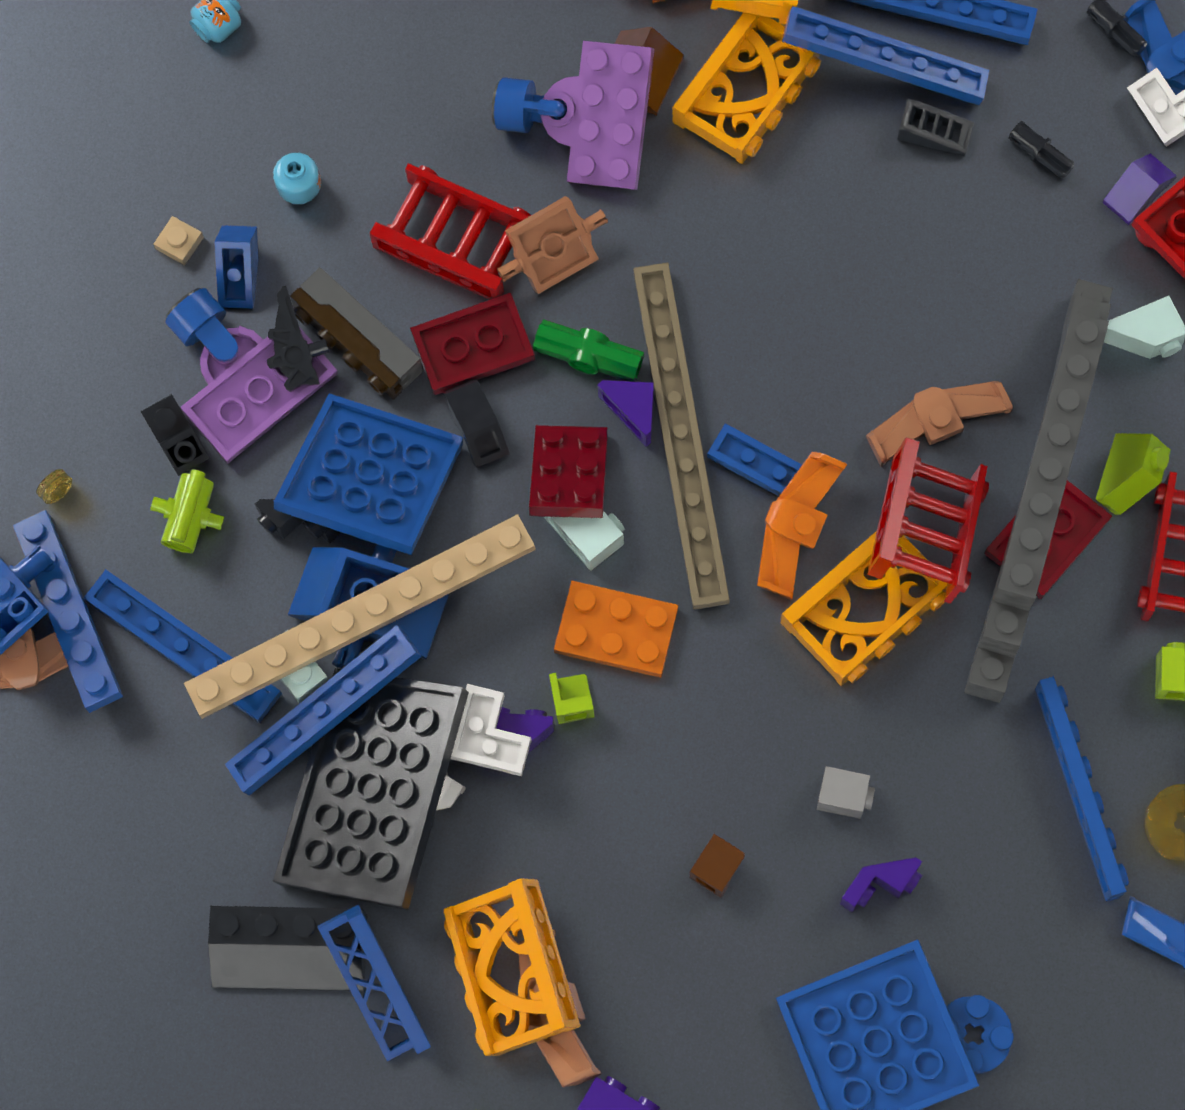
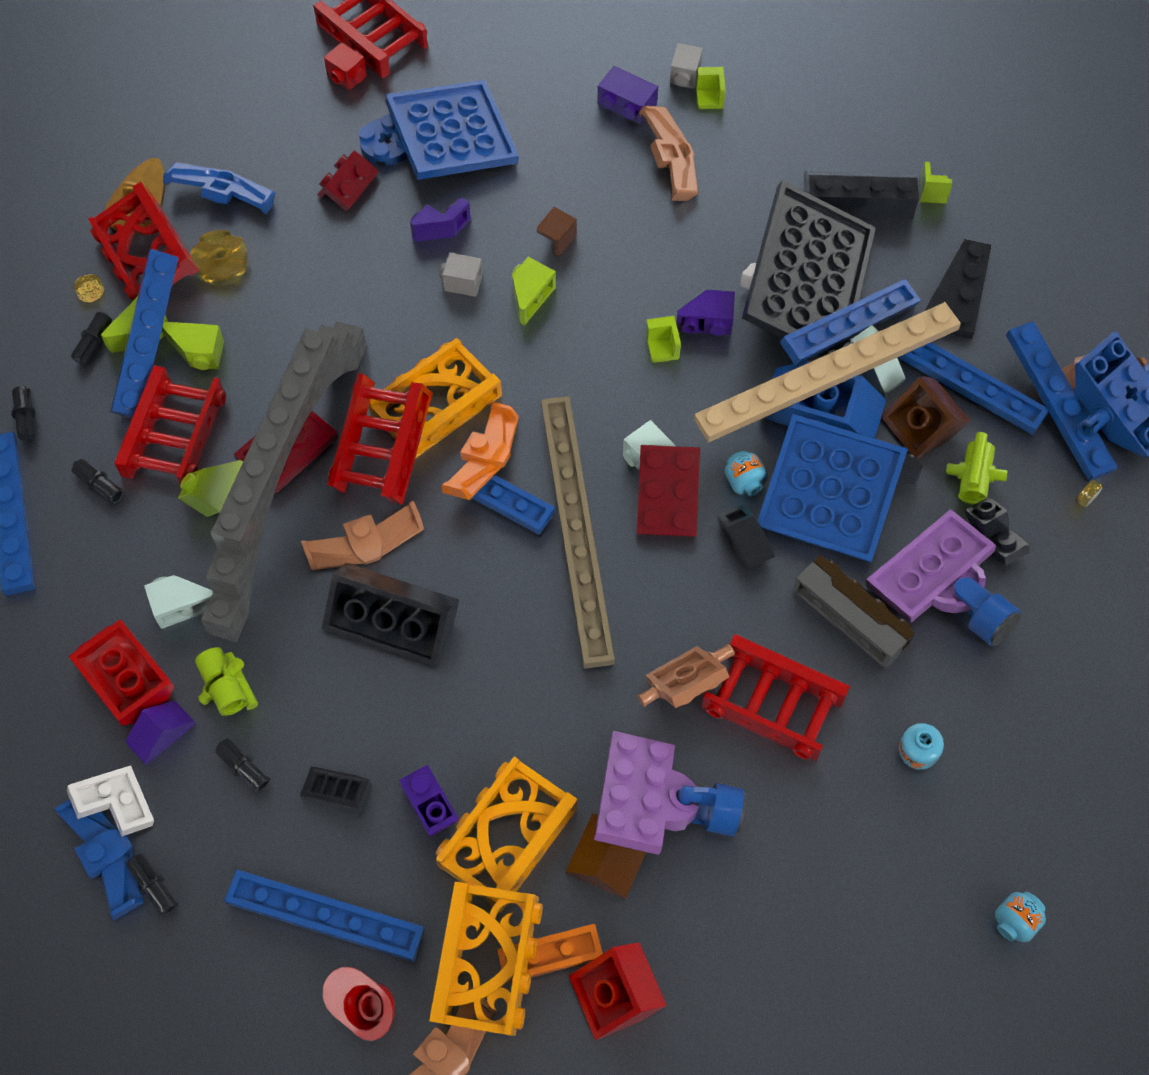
camera: 175 degrees right, 10 degrees down
(173, 776) = (964, 285): none -> black wing
(178, 240) = (1020, 702): tan plate -> none
(182, 957) = (933, 187): none -> lime panel
(236, 266) = (965, 673): blue slope -> none
(240, 586) = (924, 417): none -> reddish brown slope
(291, 351) = (908, 589): black piece -> none
(387, 978) = (795, 156): blue fence -> none
(472, 343) = (752, 602): dark red plate -> none
(472, 506) = (745, 473): none -> medium azure head
(475, 968) = (692, 187): light orange fence -> none
(480, 741) = (729, 290): white plate -> none
(588, 351) = (653, 593): green piece -> none
(616, 629) = (629, 389): orange plate -> none
(631, 404) = (617, 548): dark purple slope -> none
(750, 773) = (531, 287): none -> lime slope
(832, 107) = (428, 800): none -> dark purple slope
(885, 55) = (376, 846): blue plate -> none
(894, 321) = (389, 613): none -> black slope
(1021, 955) = (349, 180): none -> dark red bracket
(1074, 233) = (224, 682): none -> lime pin
(1085, 801) = (285, 265): blue plate -> none

